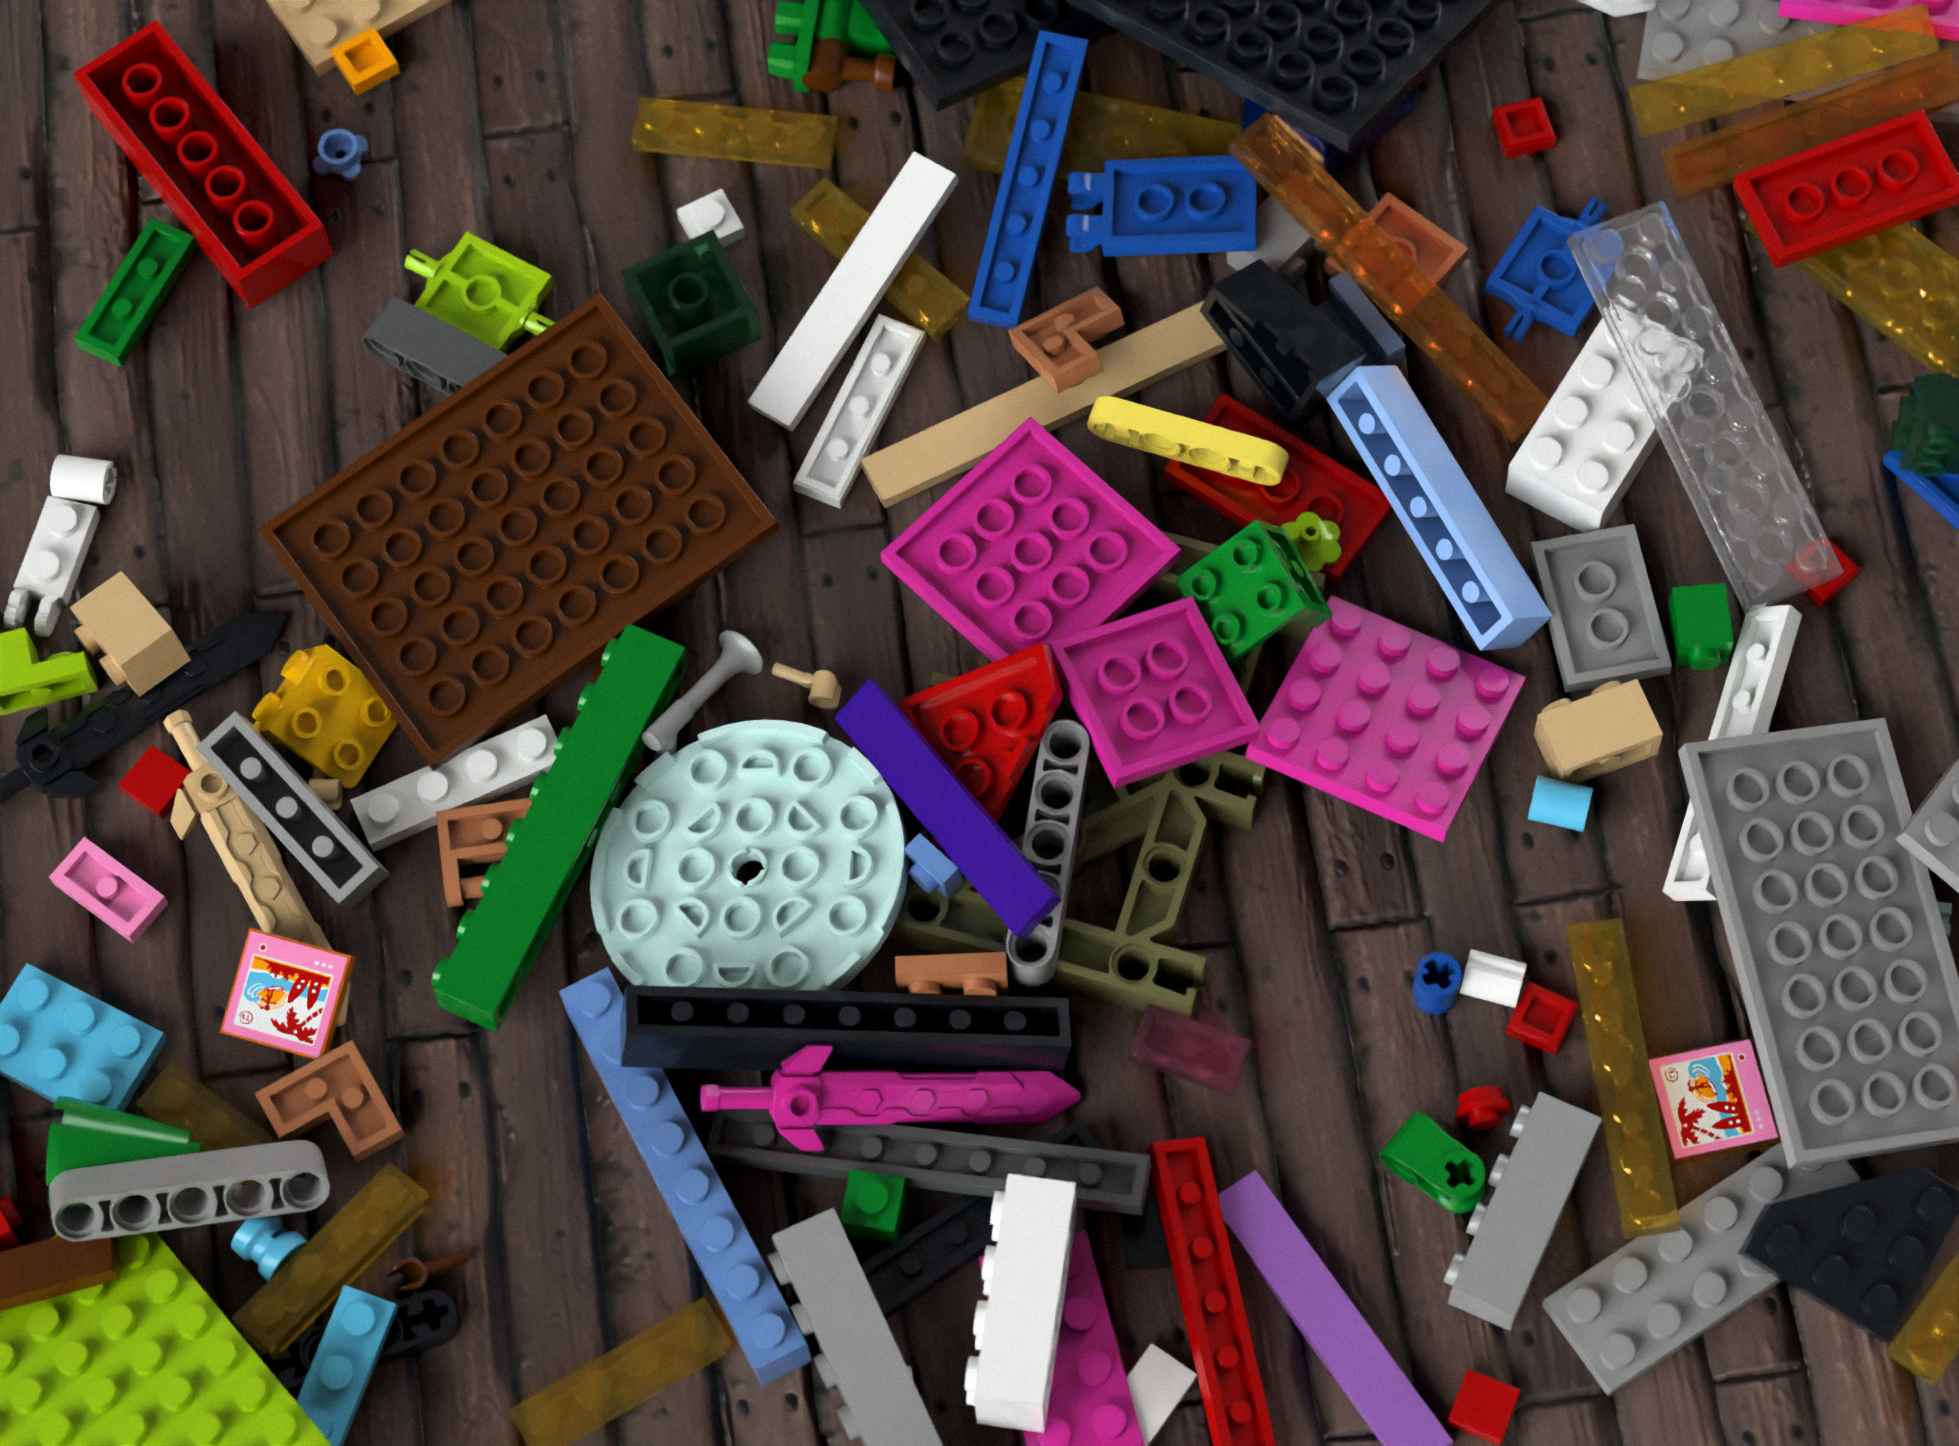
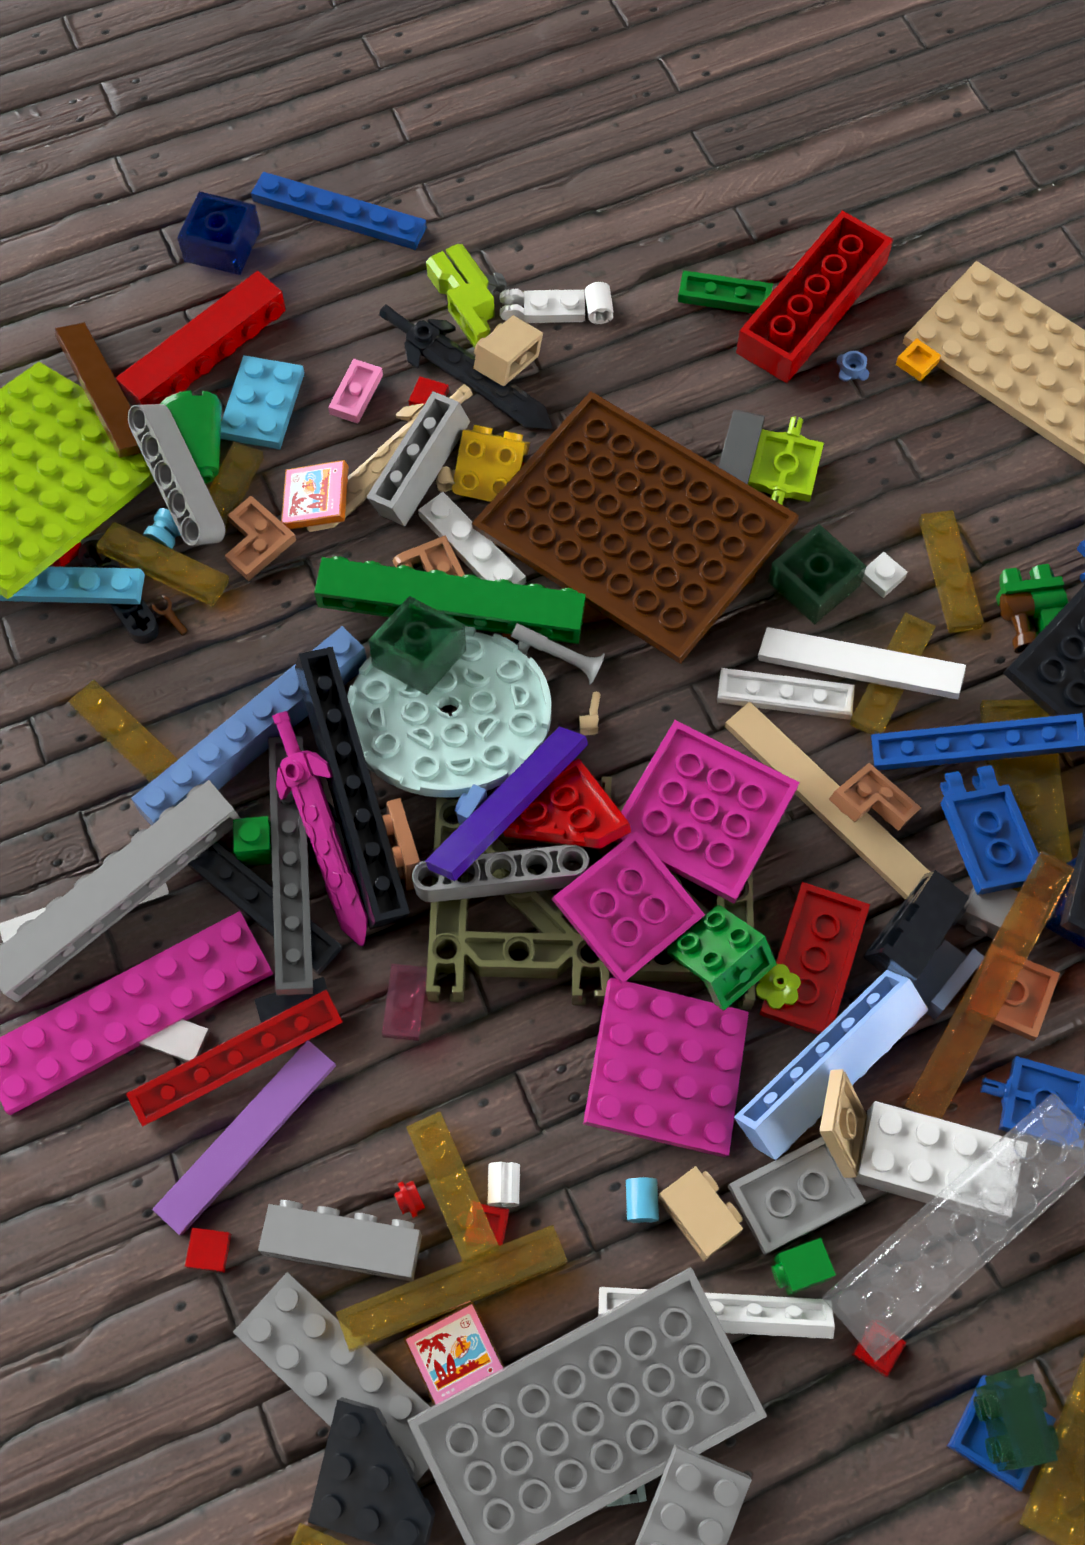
camera: 70 degrees right, 0 degrees up
(640, 879) = (417, 645): none -> clear green brick
(1025, 1302) = (195, 936): white brick -> none
(1188, 440) = (822, 888): light yellow beam -> none
(1428, 1158) = (366, 1171): green piece -> none
(1436, 983) = (488, 1146): blue piece -> none
(1483, 1043) = (452, 1188): none -> clear yellow plate
(1530, 512) = (843, 1123): none -> tan plate

